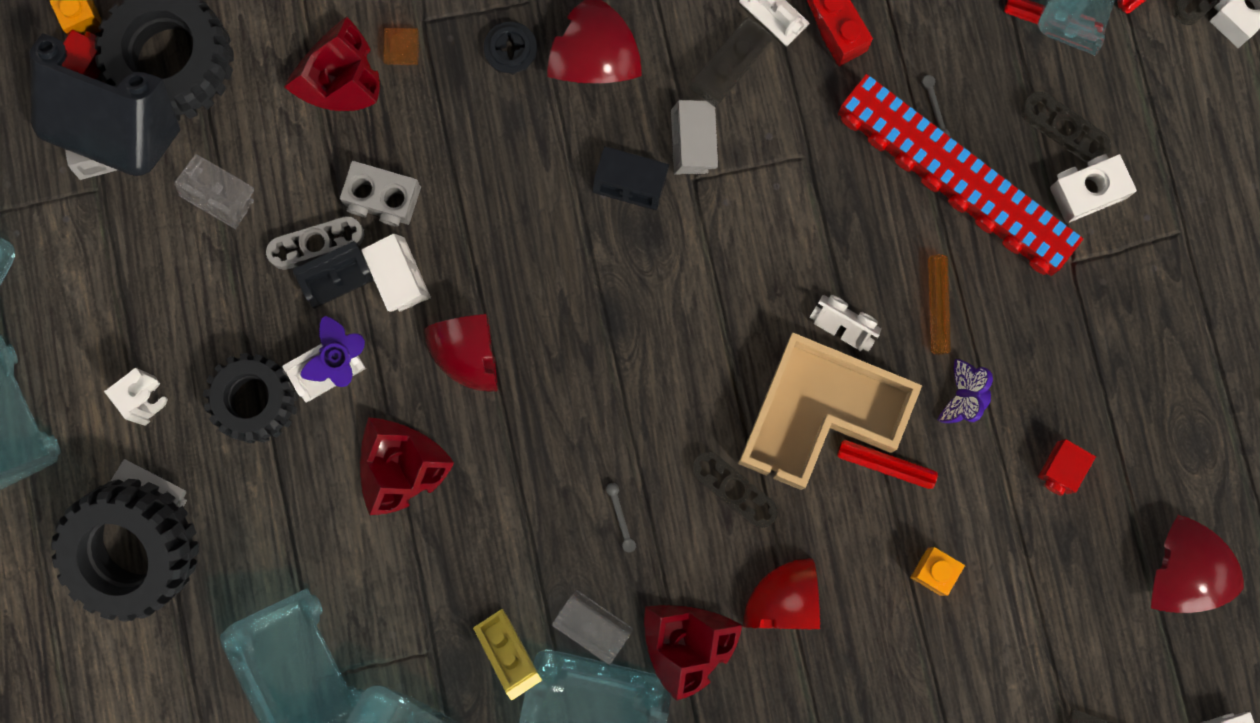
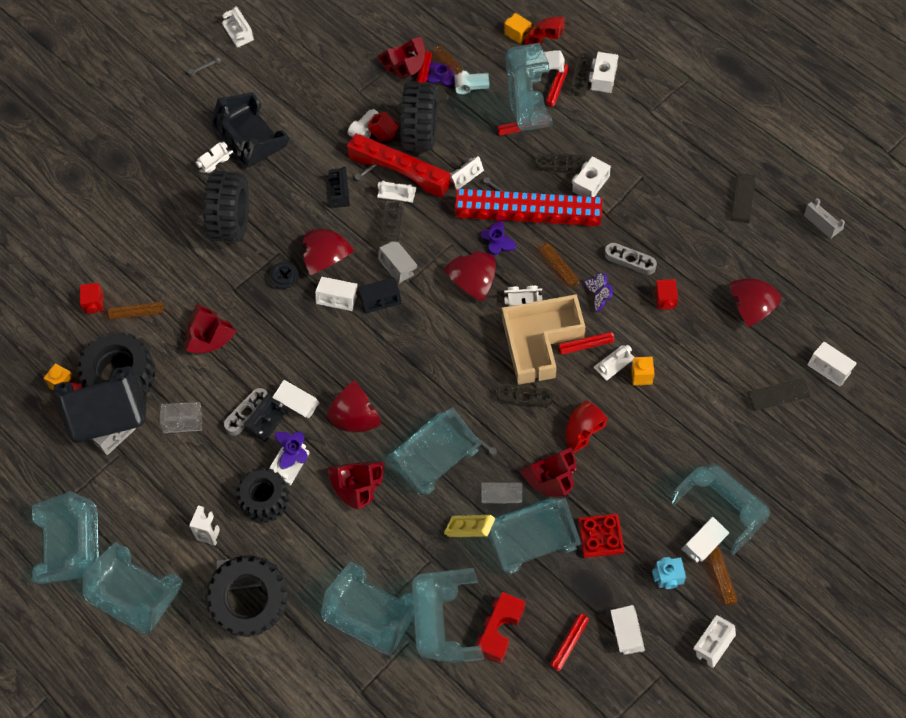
camera: 30 degrees left, 20 degrees down
(384, 186) = (263, 365): light grey brick -> none
(401, 46) = (230, 305): clear orange plate -> none
(536, 490) = (434, 450): none -> clear light blue windscreen
(567, 132) = (336, 293): none -> white hinge
(792, 238) = (473, 273): none -> dark red brick
(875, 196) = (498, 239): none -> dark purple animal
(907, 525) = (614, 362): none -> white hinge
(917, 46) = (466, 173): none -> white hinge
(1051, 381) = (615, 258): none -> light grey beam

